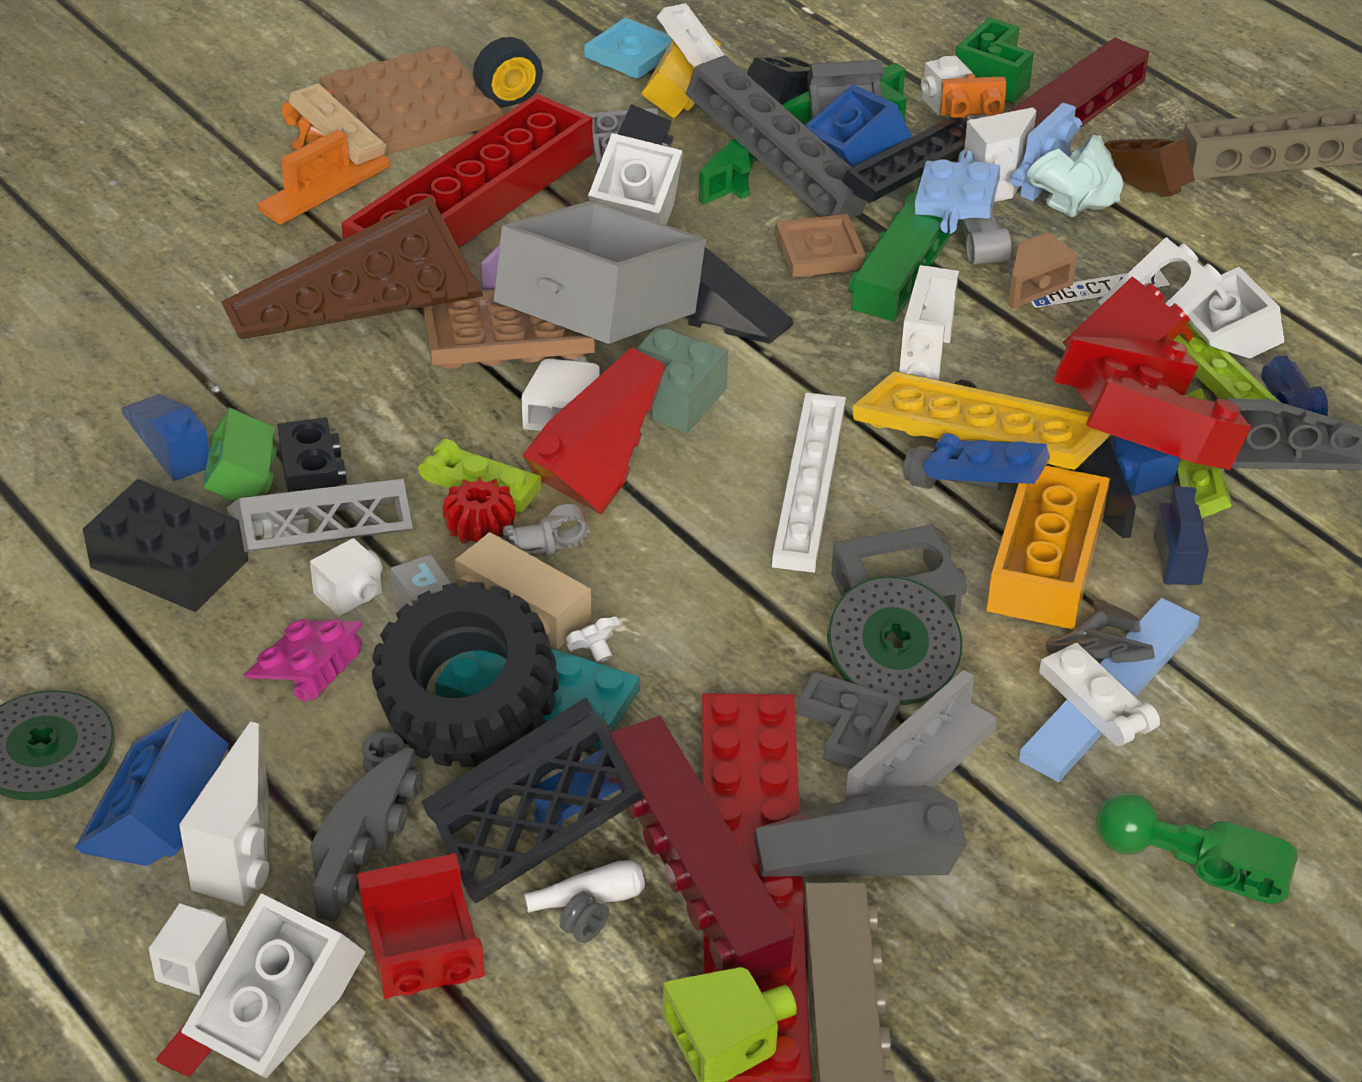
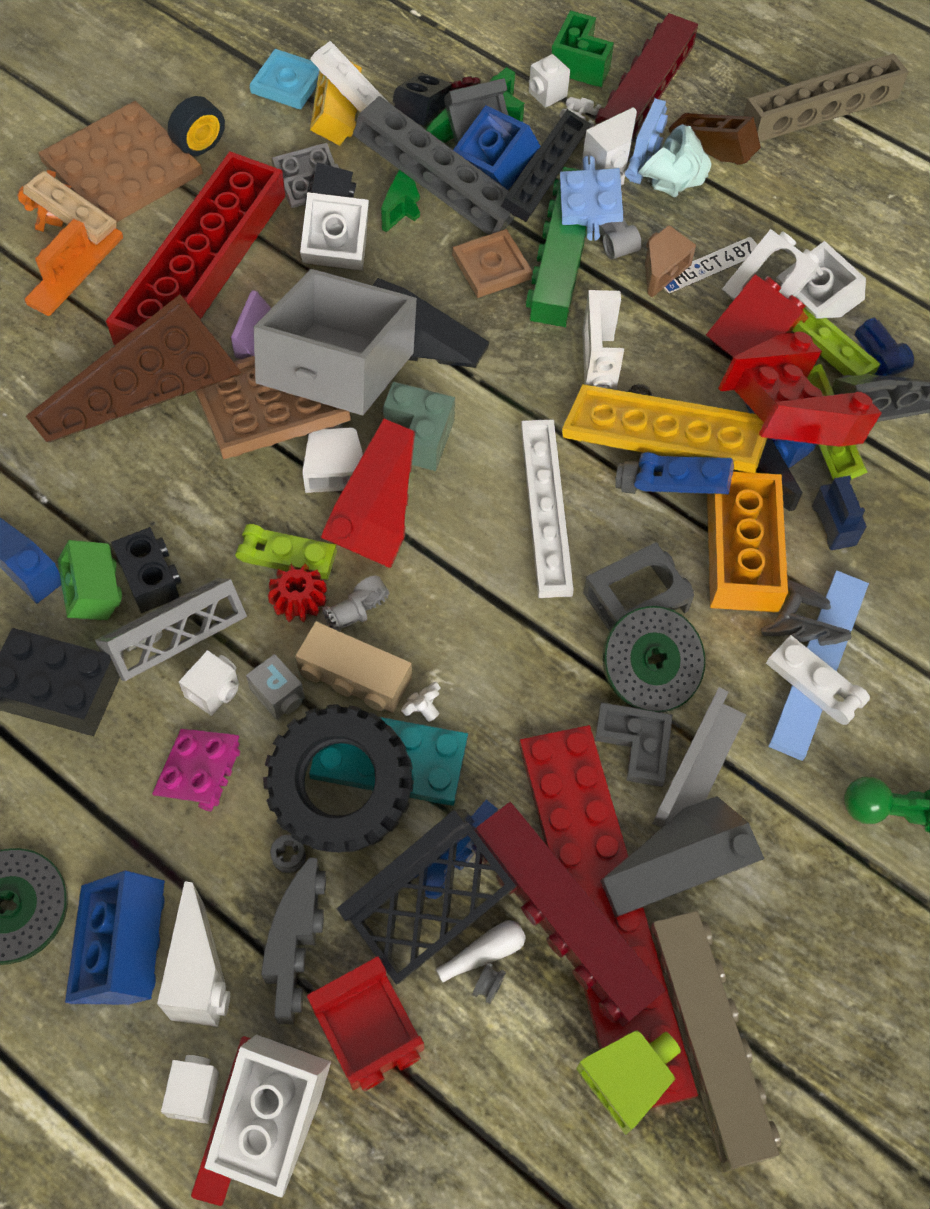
camera: 15 degrees left, 20 degrees up
(972, 96) = (575, 93): orange hips -> none

